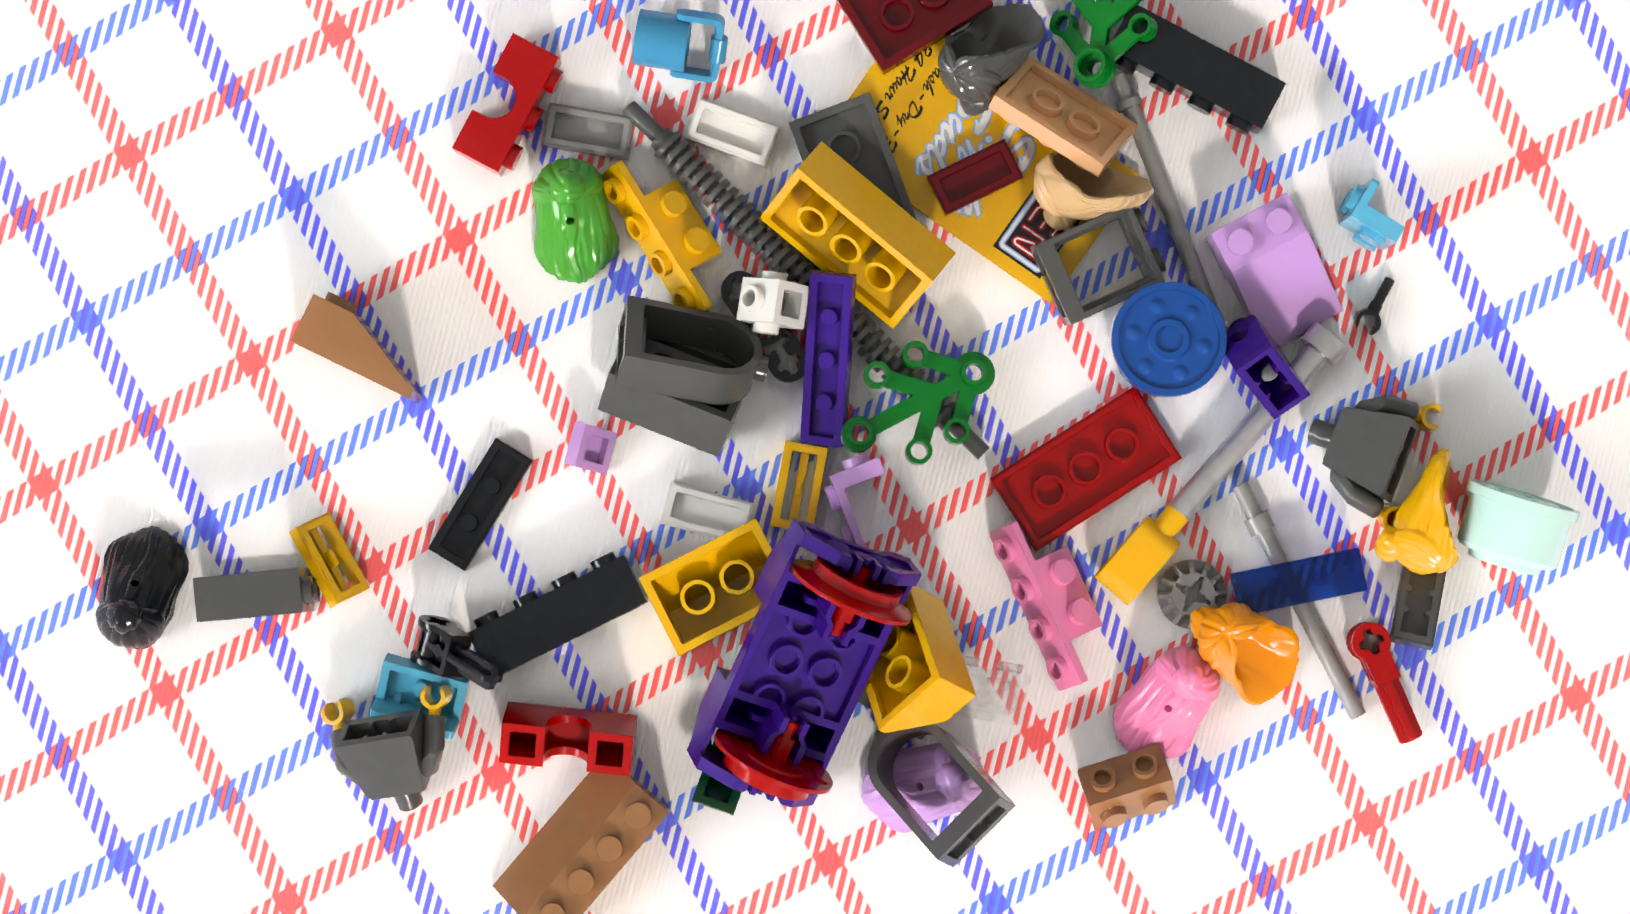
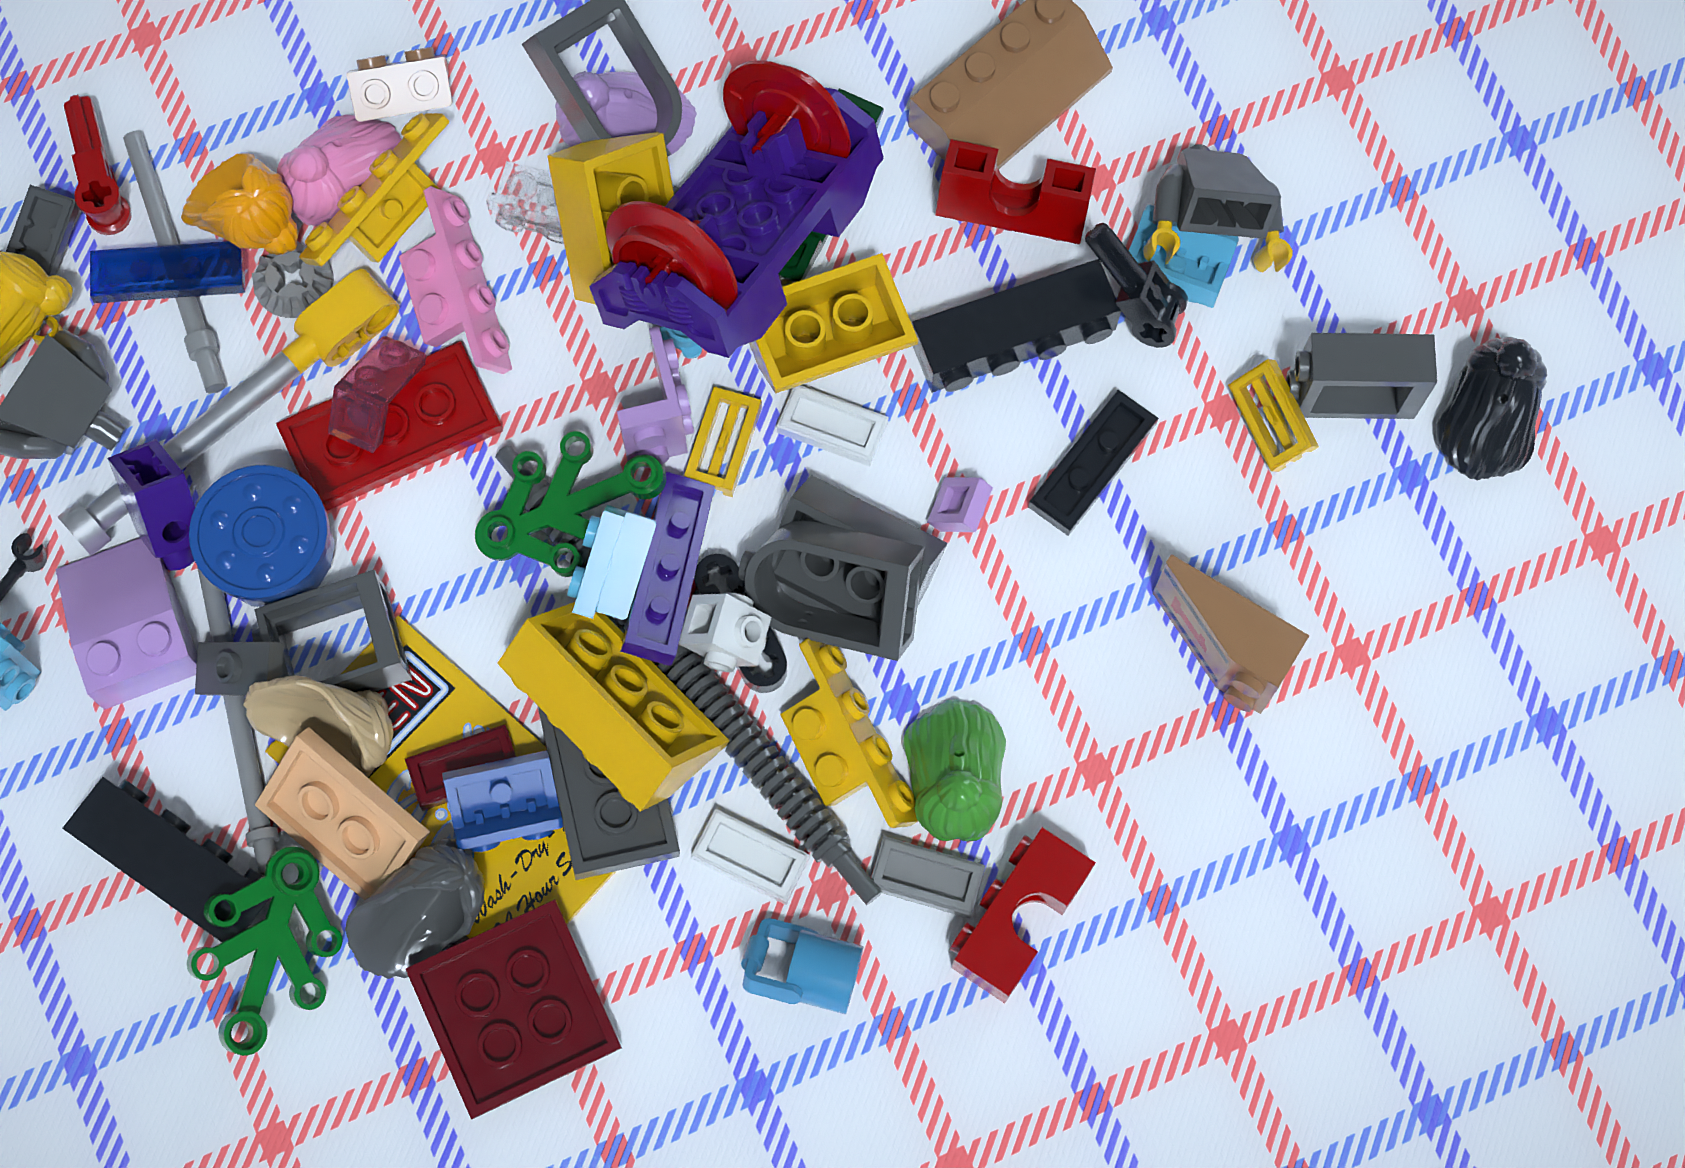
camera: 175 degrees left, 15 degrees down
(871, 344) = (614, 565): none -> bracket
(935, 144) = (503, 801): none -> blue bracket
(1098, 491) = (367, 389): none -> clear pink bracket
(1122, 669) = (385, 203): none -> yellow bracket
(1169, 230) = (234, 666): none -> dark grey plate

